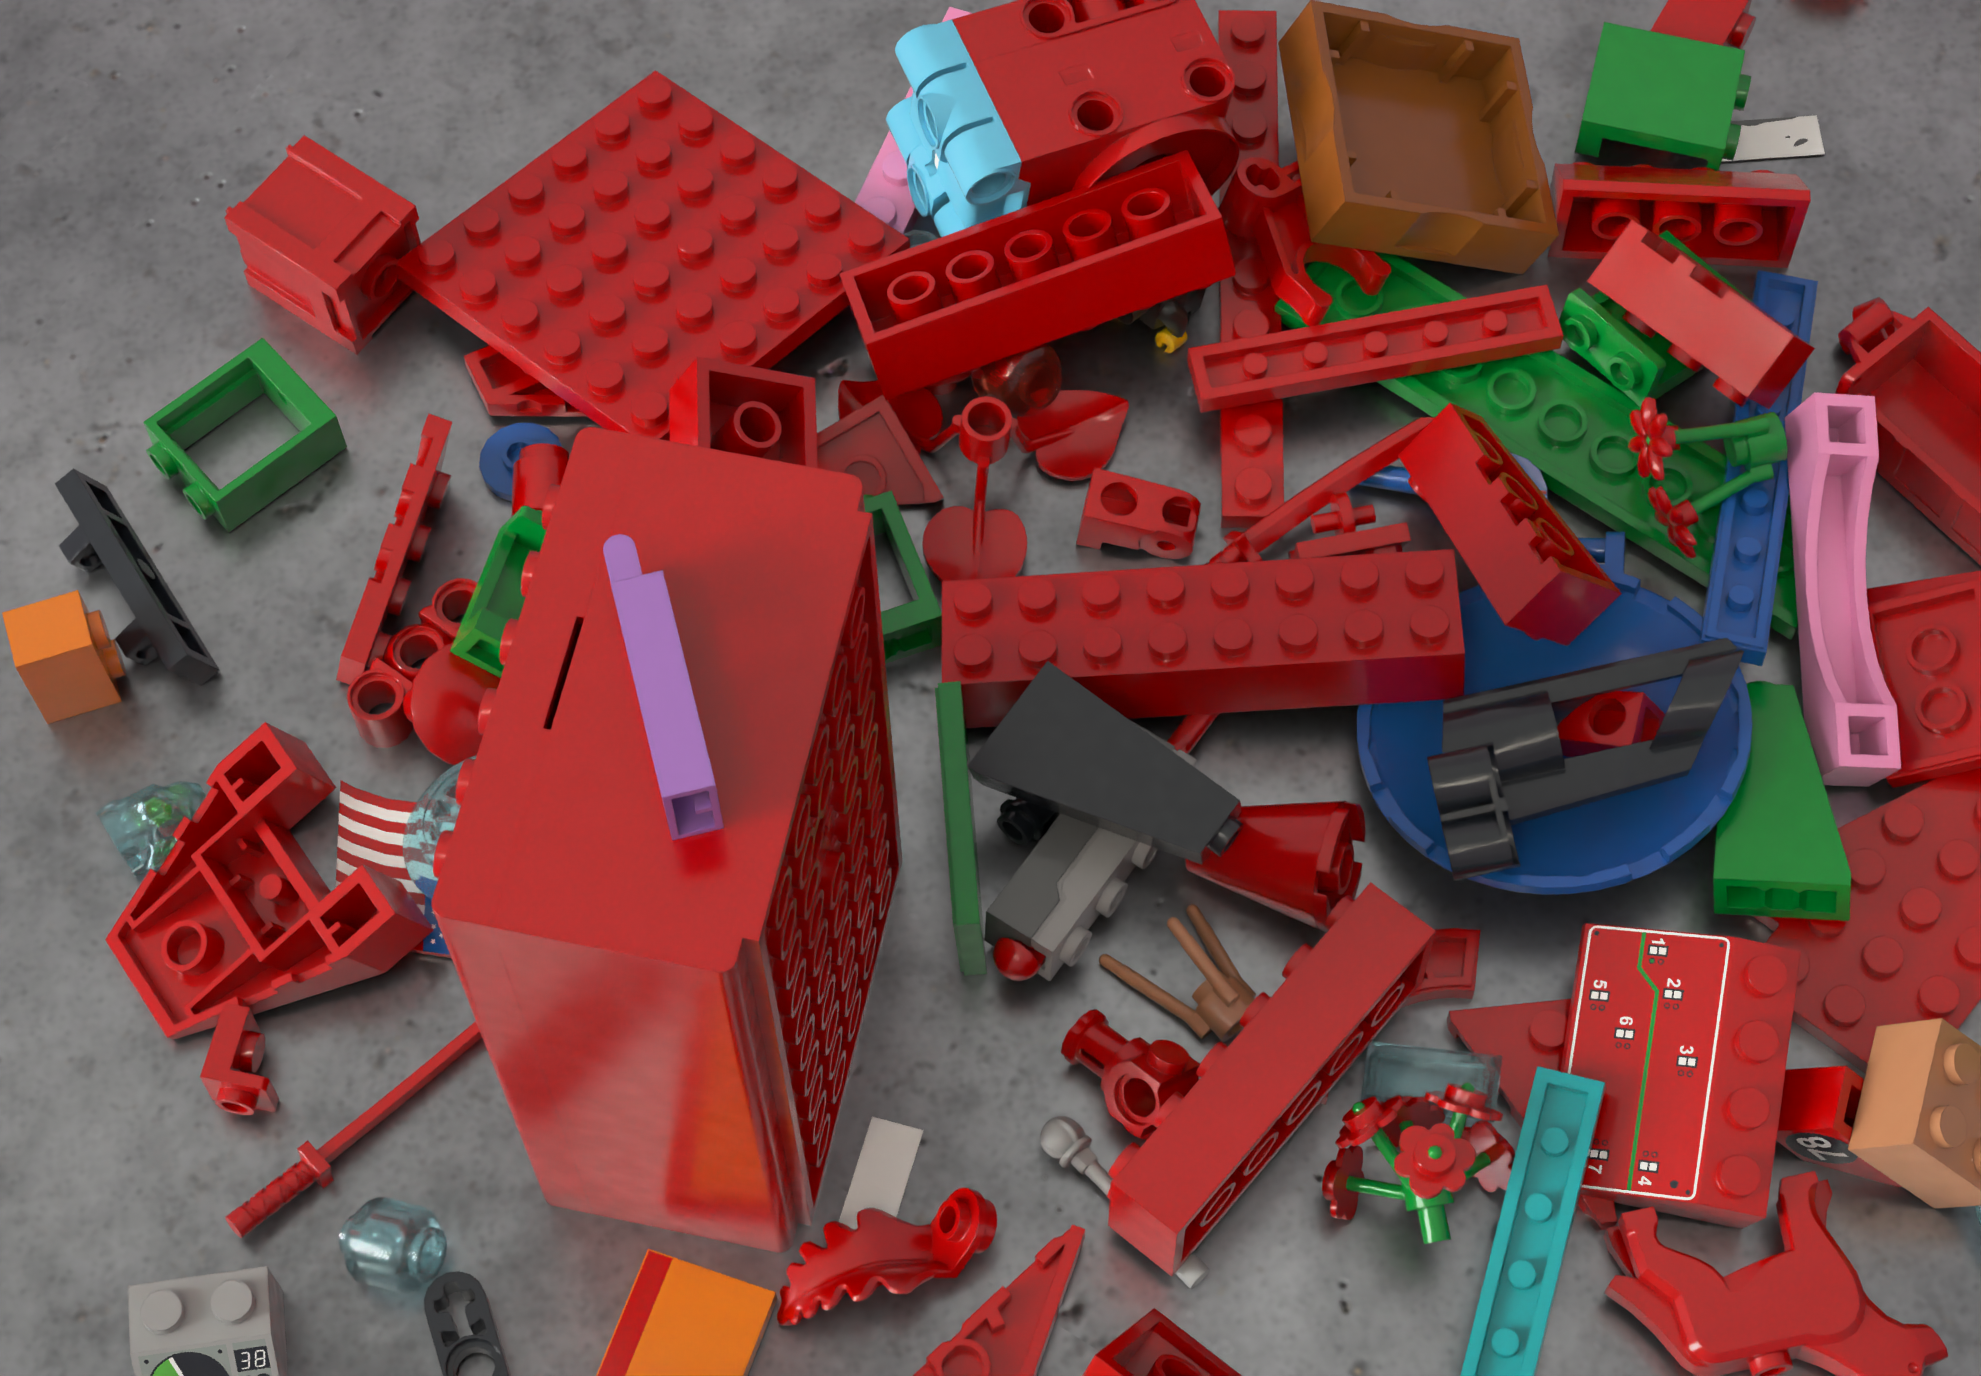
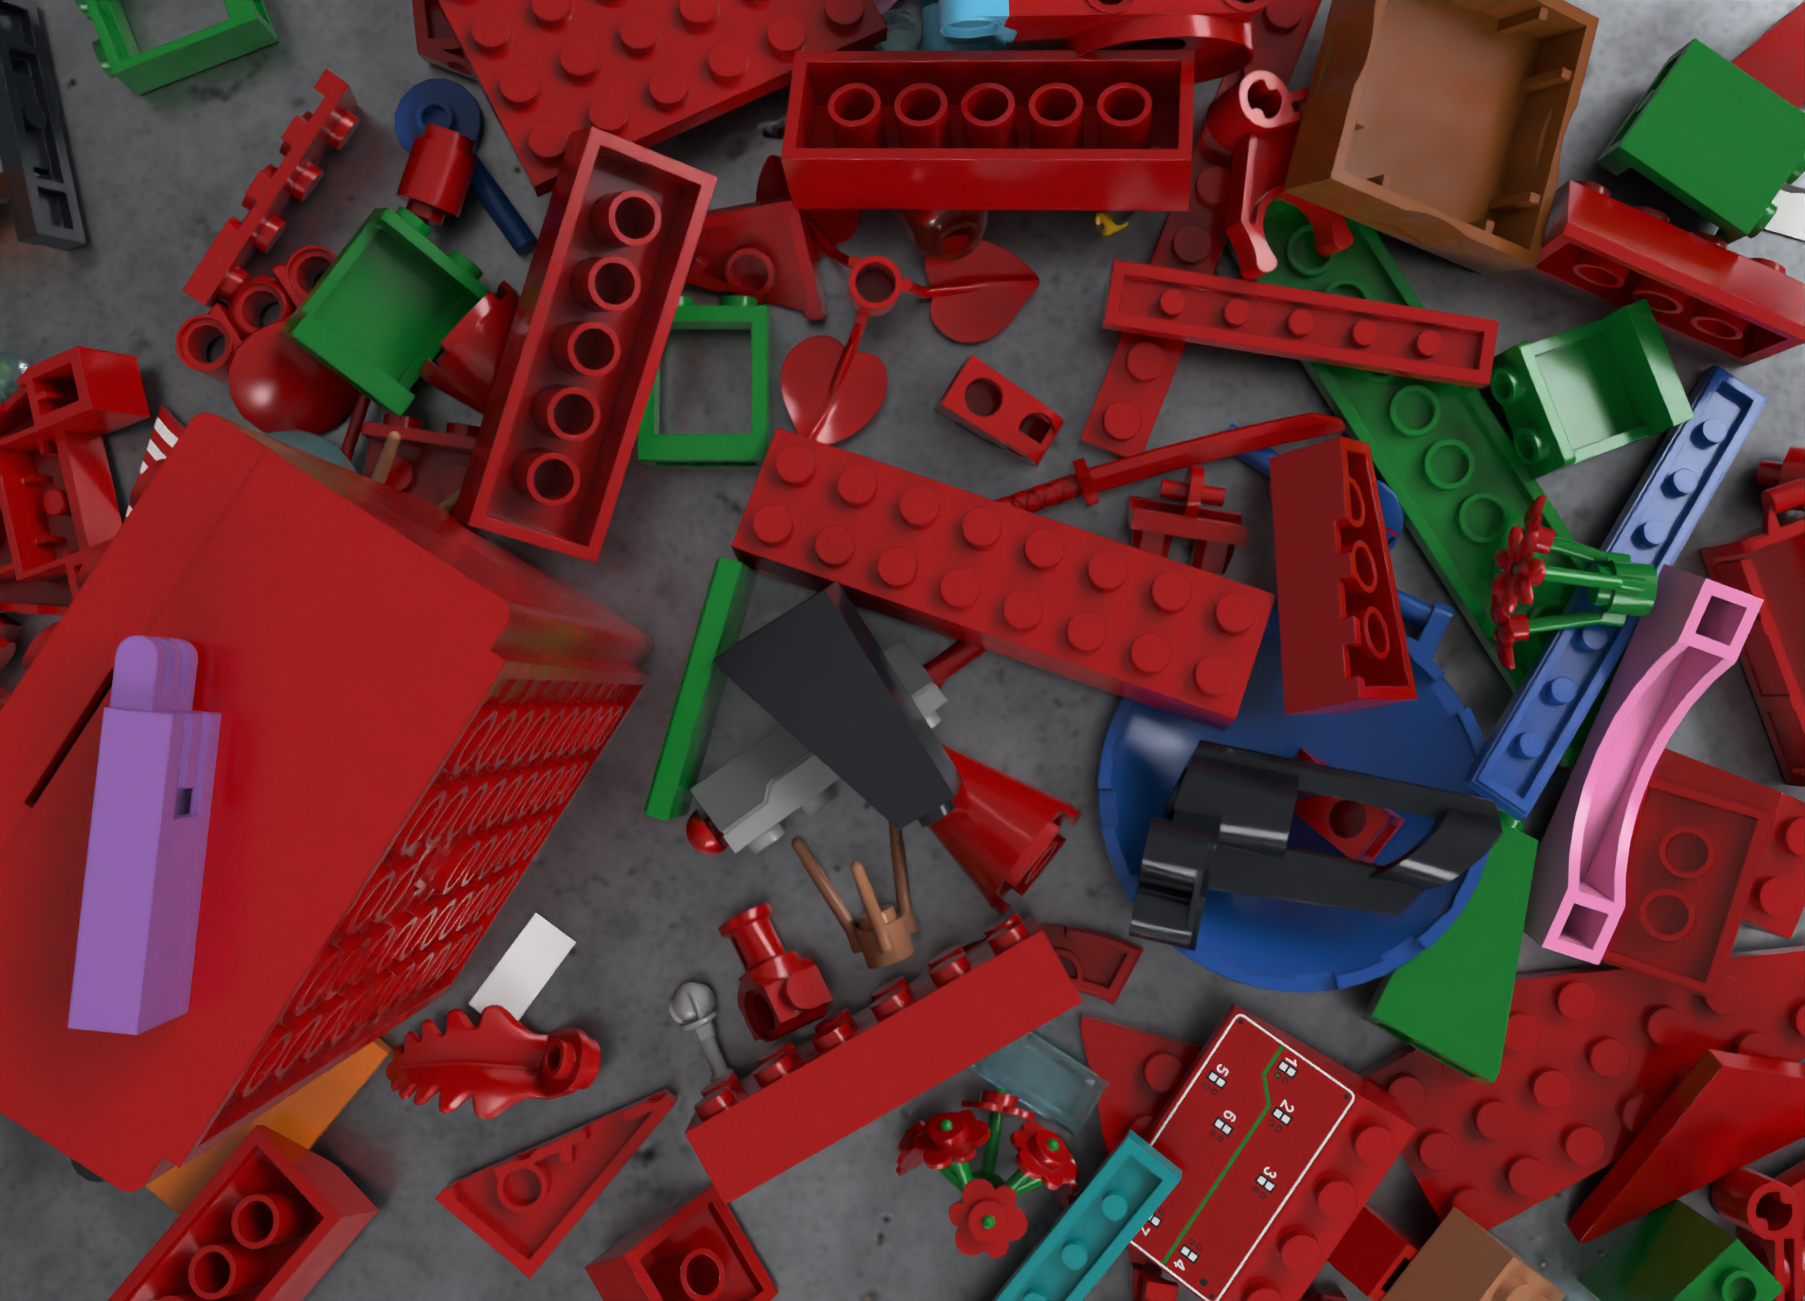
camera: 15 degrees right, 25 degrees up
(1700, 316) = (1634, 426): wedge -> none

